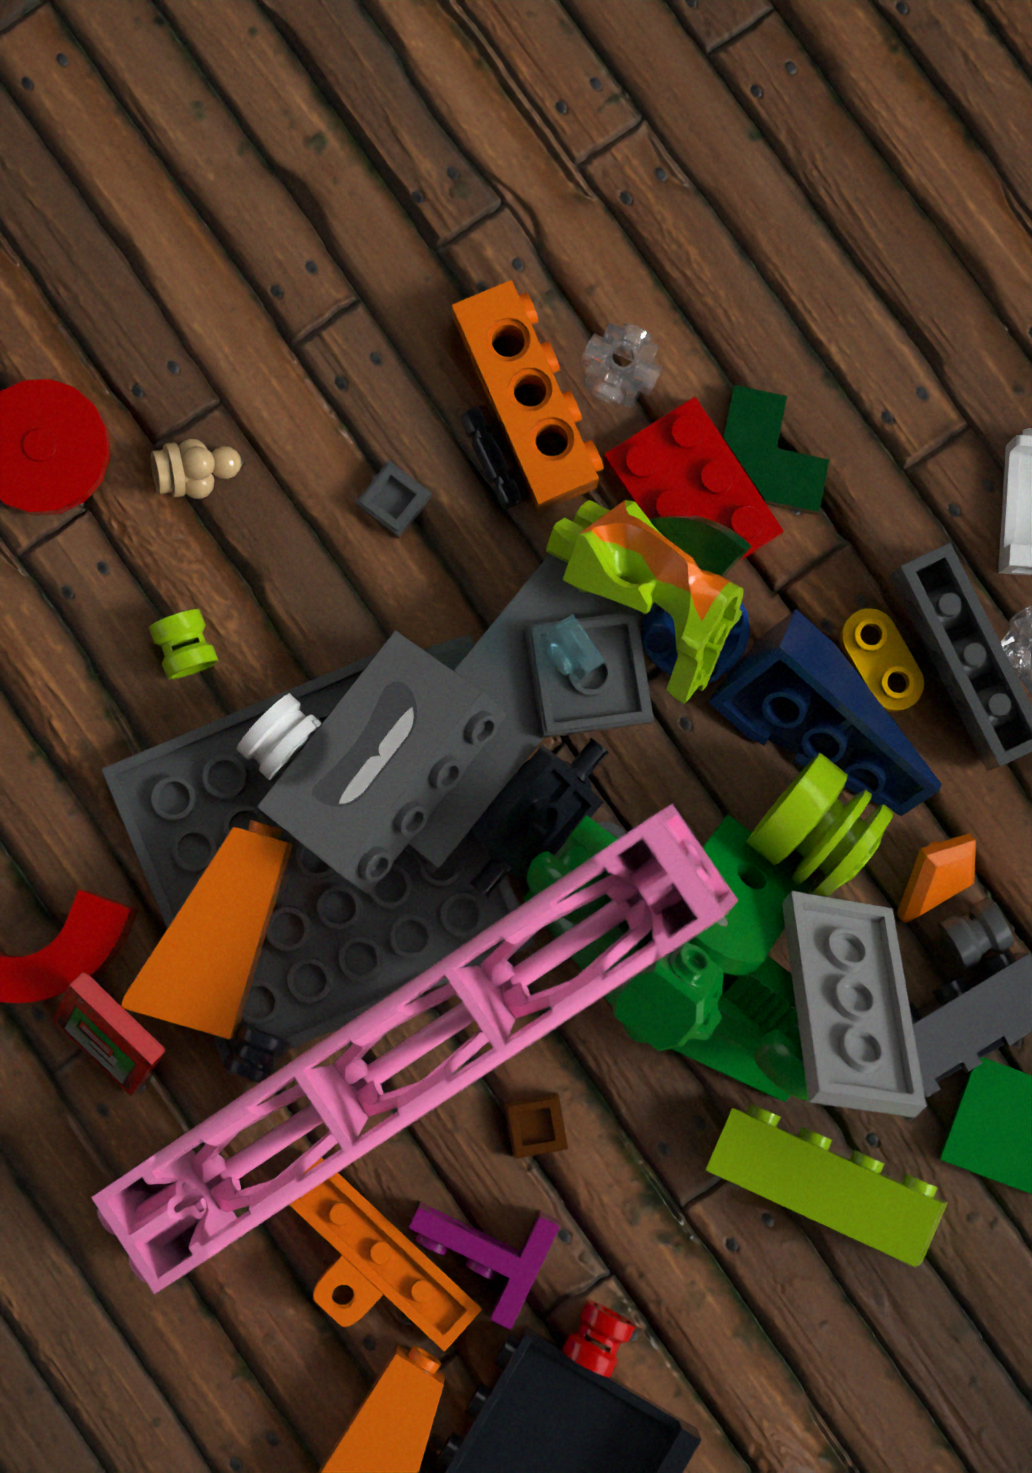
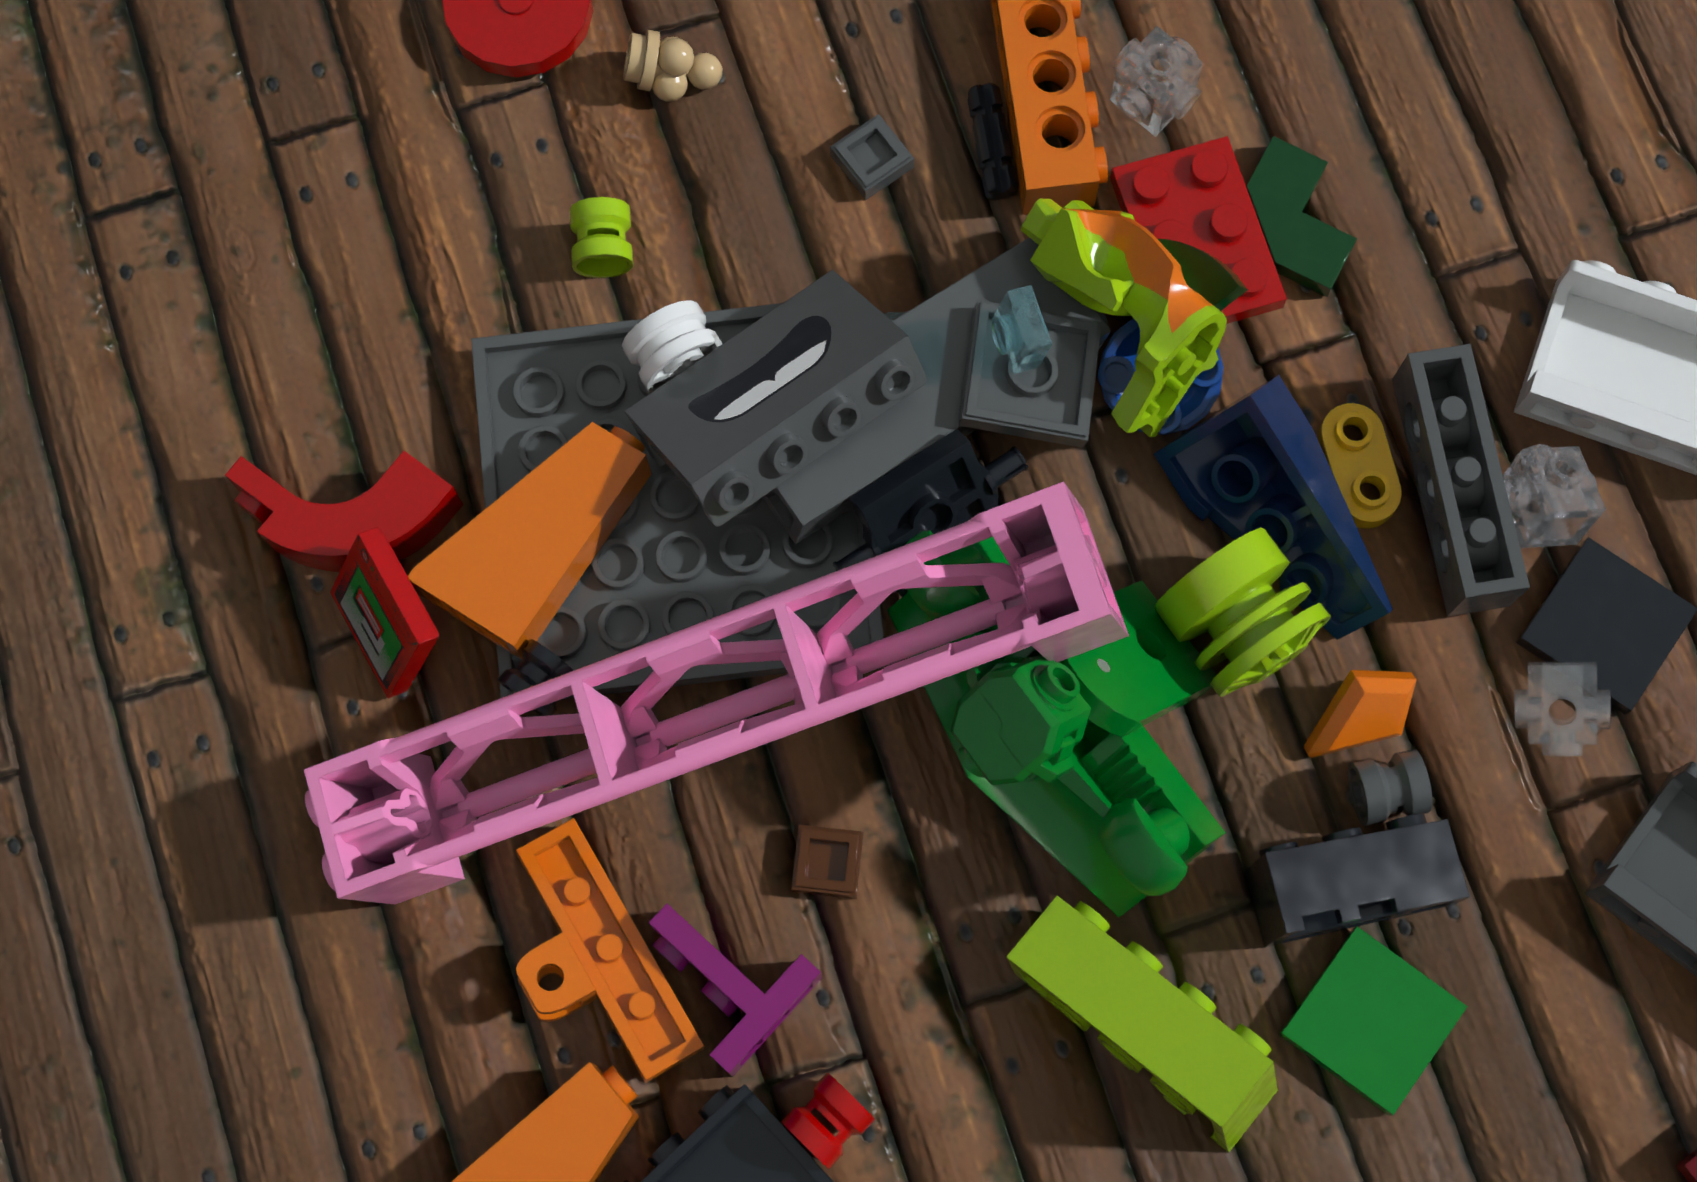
camera: 20 degrees right, 10 degrees down
(852, 1005) = (1228, 800): light grey plate -> none

